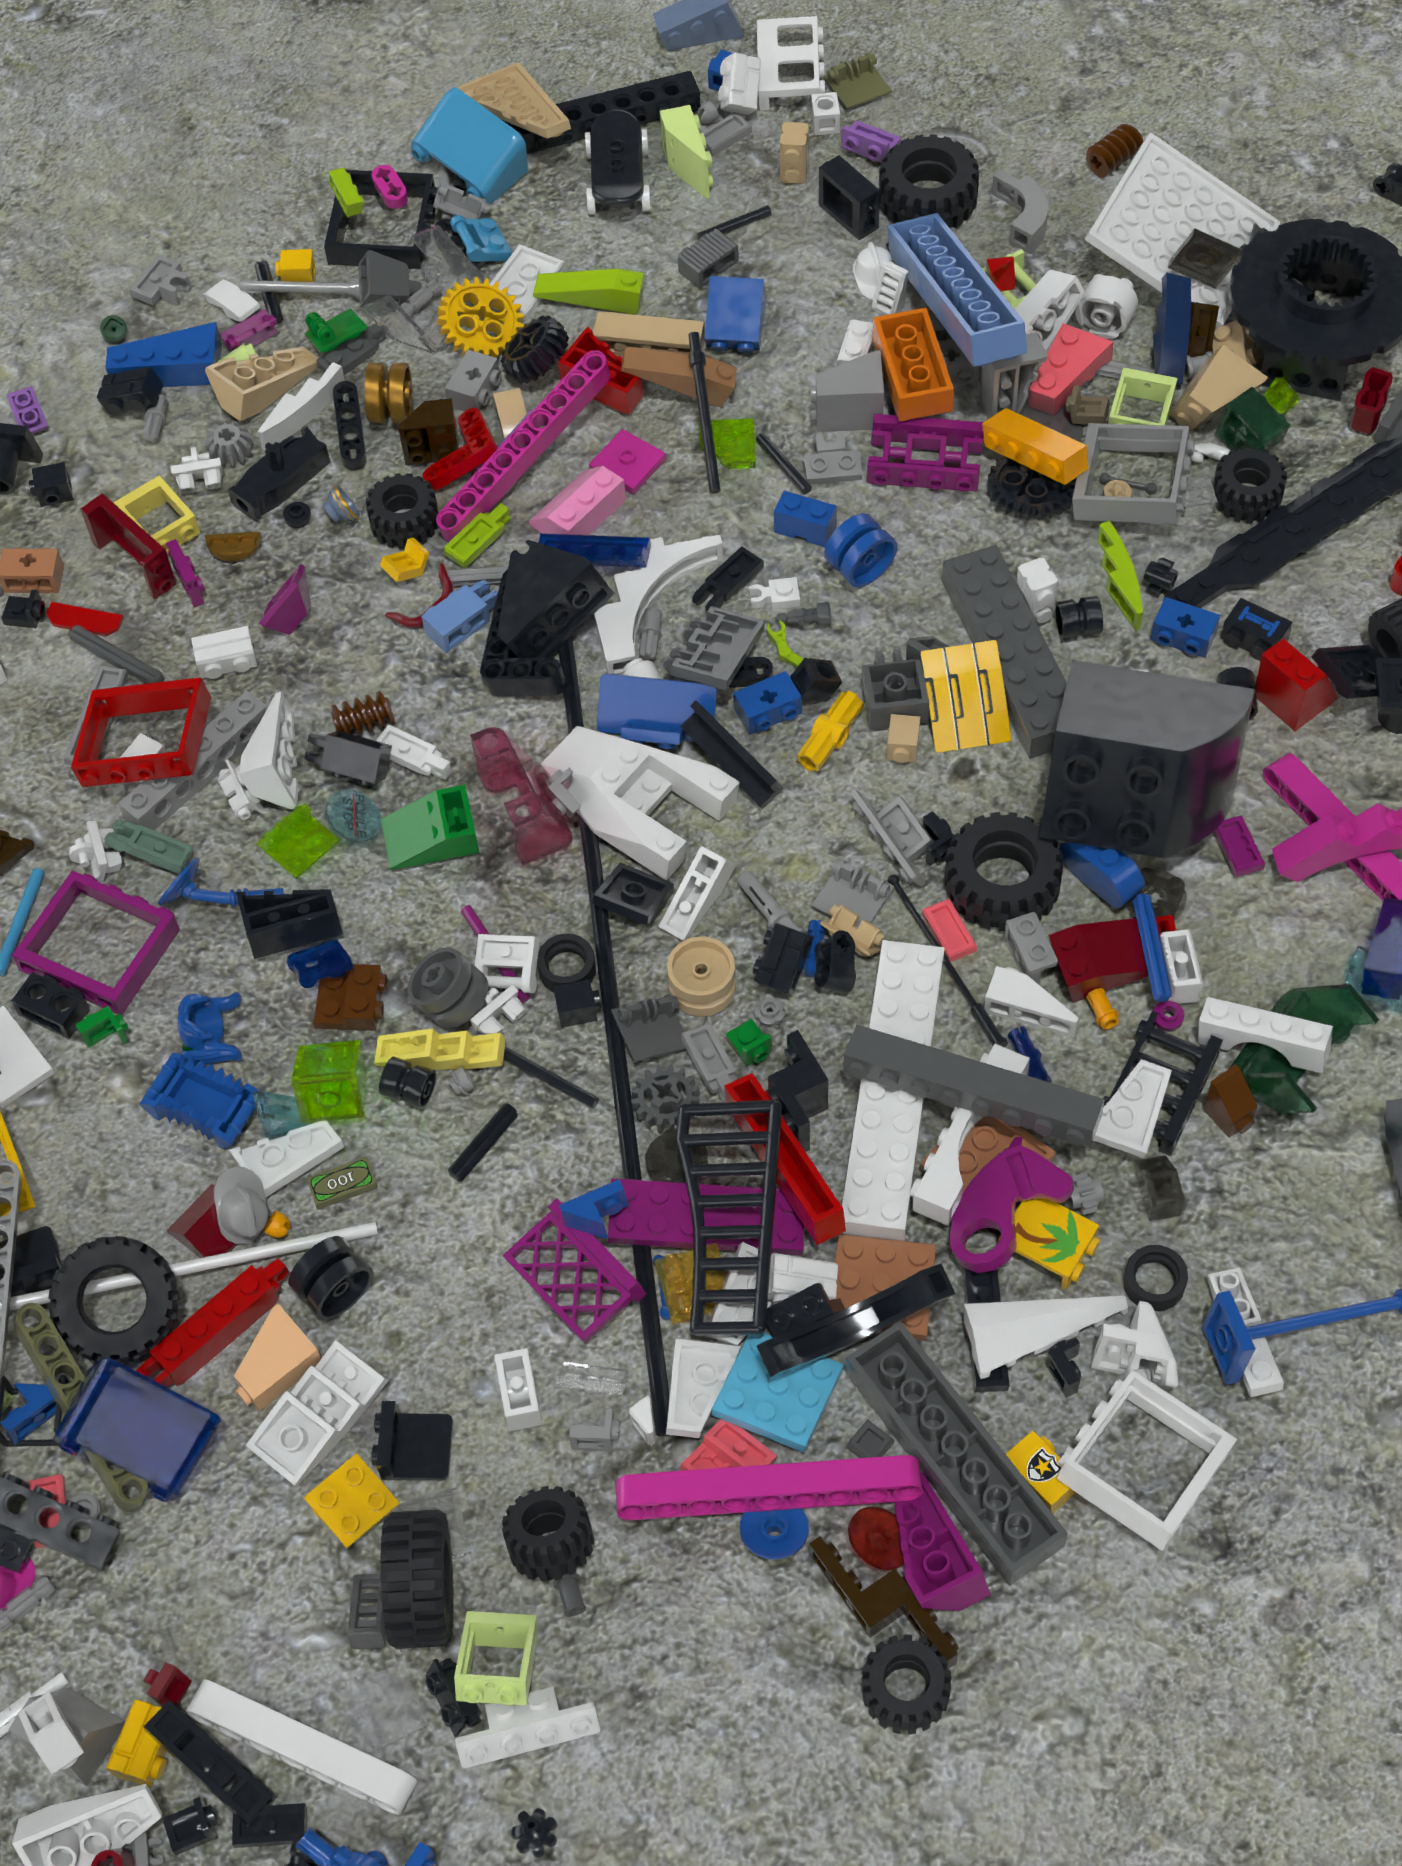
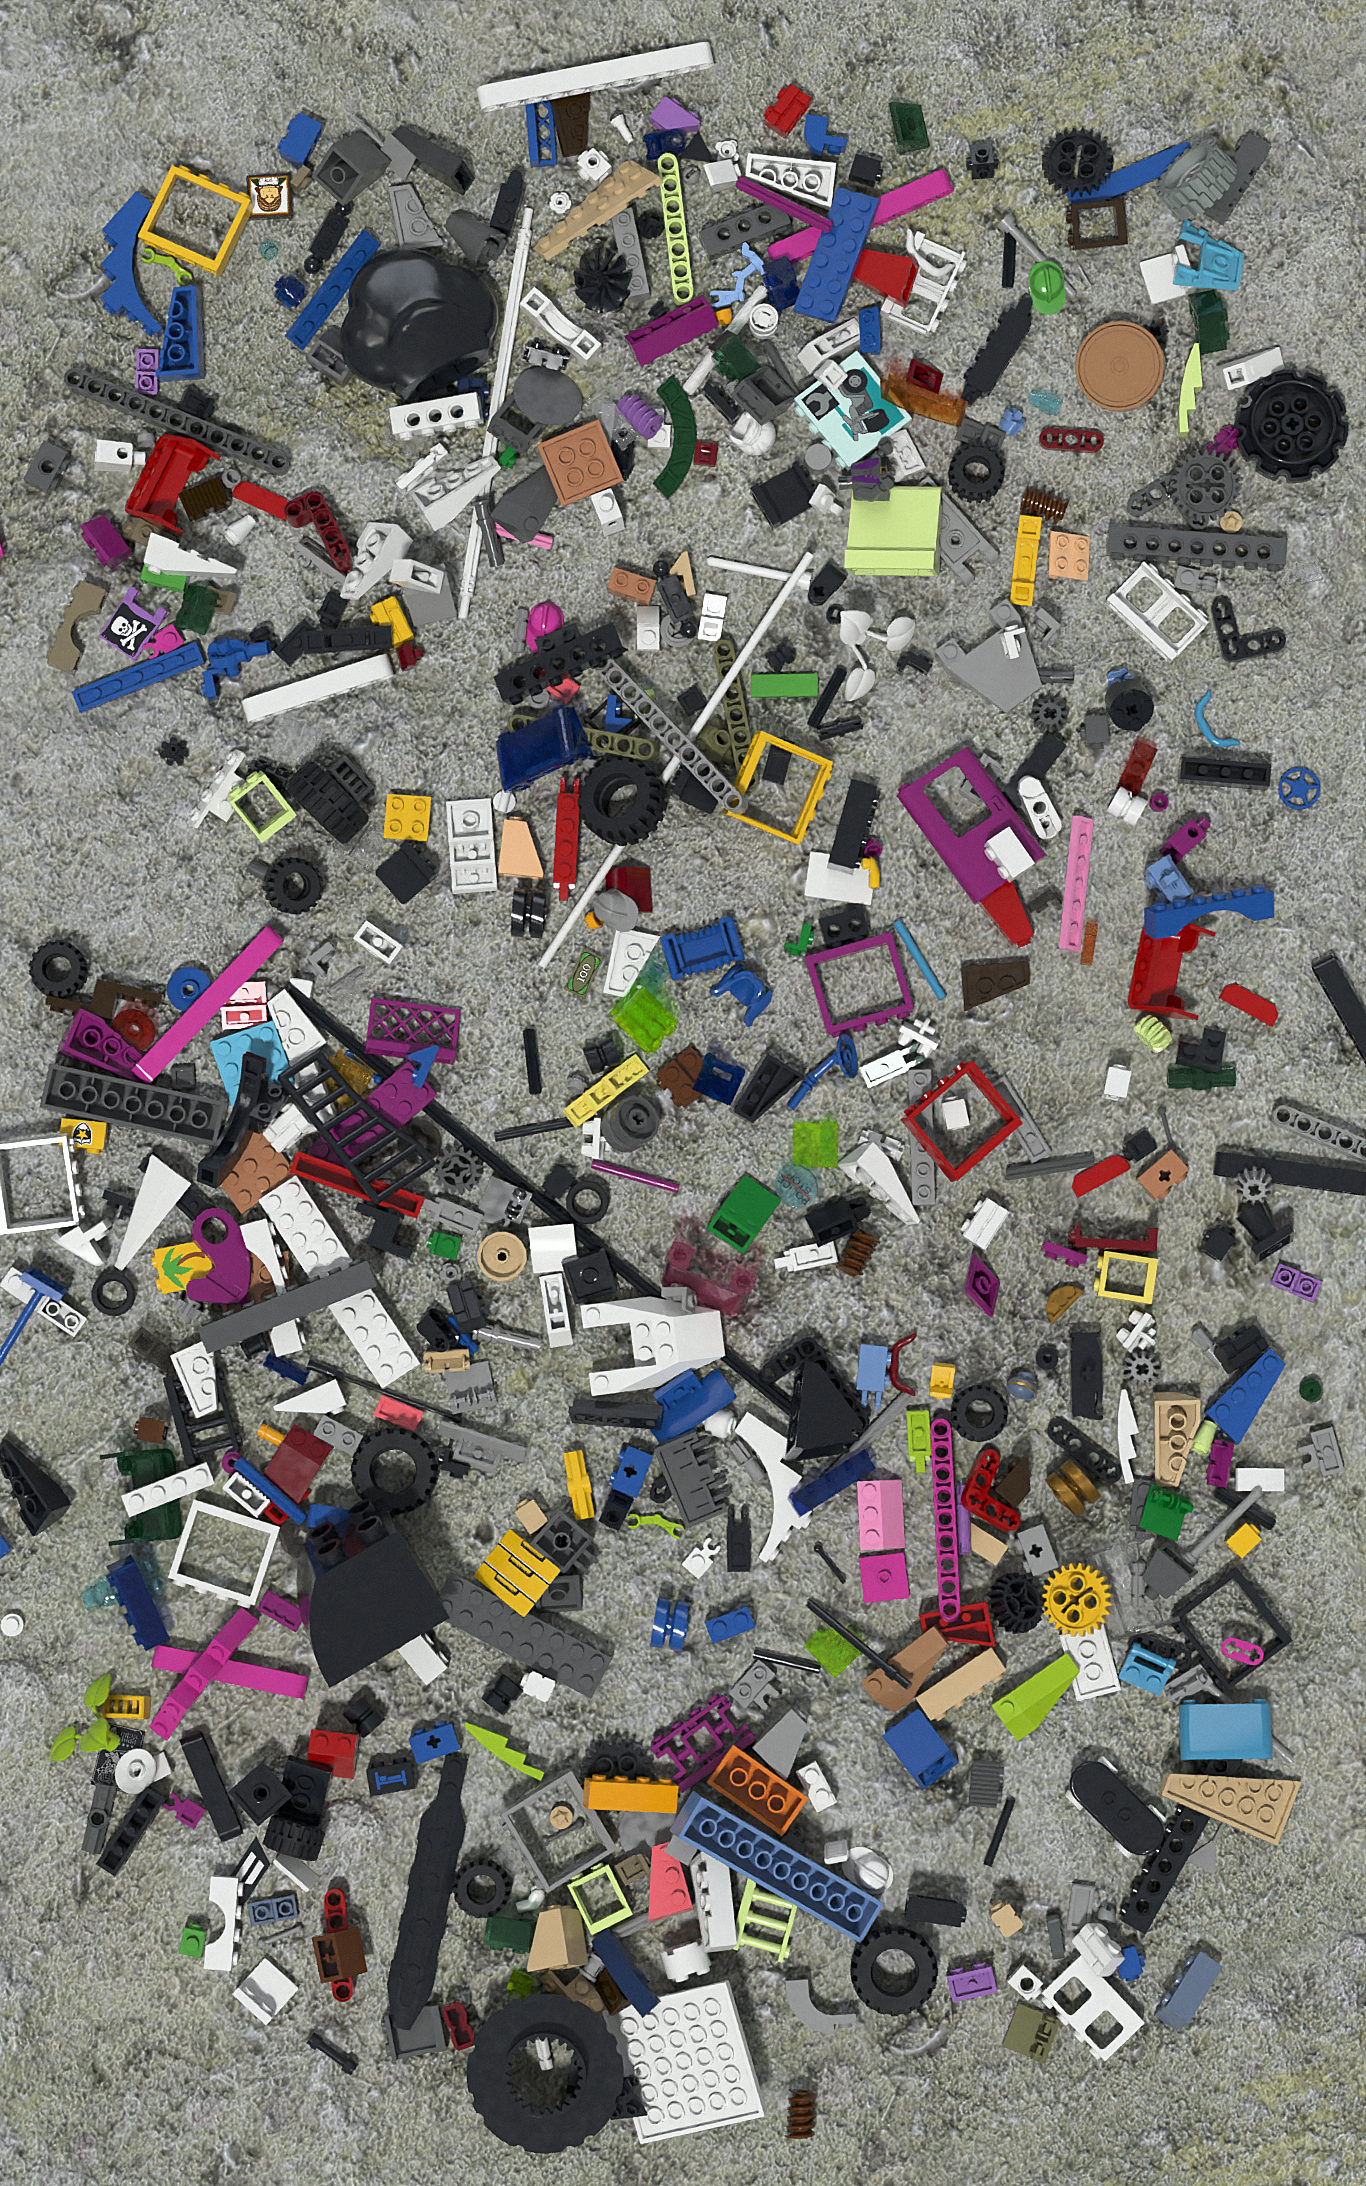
camera: 135 degrees right, 25 degrees up
(236, 1429) = (504, 802): none -> white plate
(346, 192) = (1264, 1620): lime piece -> none
(508, 952) = (620, 1175): white plate -> none
(639, 950) = (551, 1246): none -> white slope
(662, 524) = (818, 1549): none -> black hinge
(686, 148) = (1085, 1860): yellowish green slope -> none
(766, 125) = (1055, 1937): none -> dark grey beam
(798, 616) = (671, 1553): dark grey piece -> none
(1001, 272) = (774, 1925): red slope -> none
(1160, 575) = (479, 1769): black gear -> none
(1205, 258) = (640, 2034): clear smoke tile -> none
(1216, 965) = (204, 1587): none -> white window

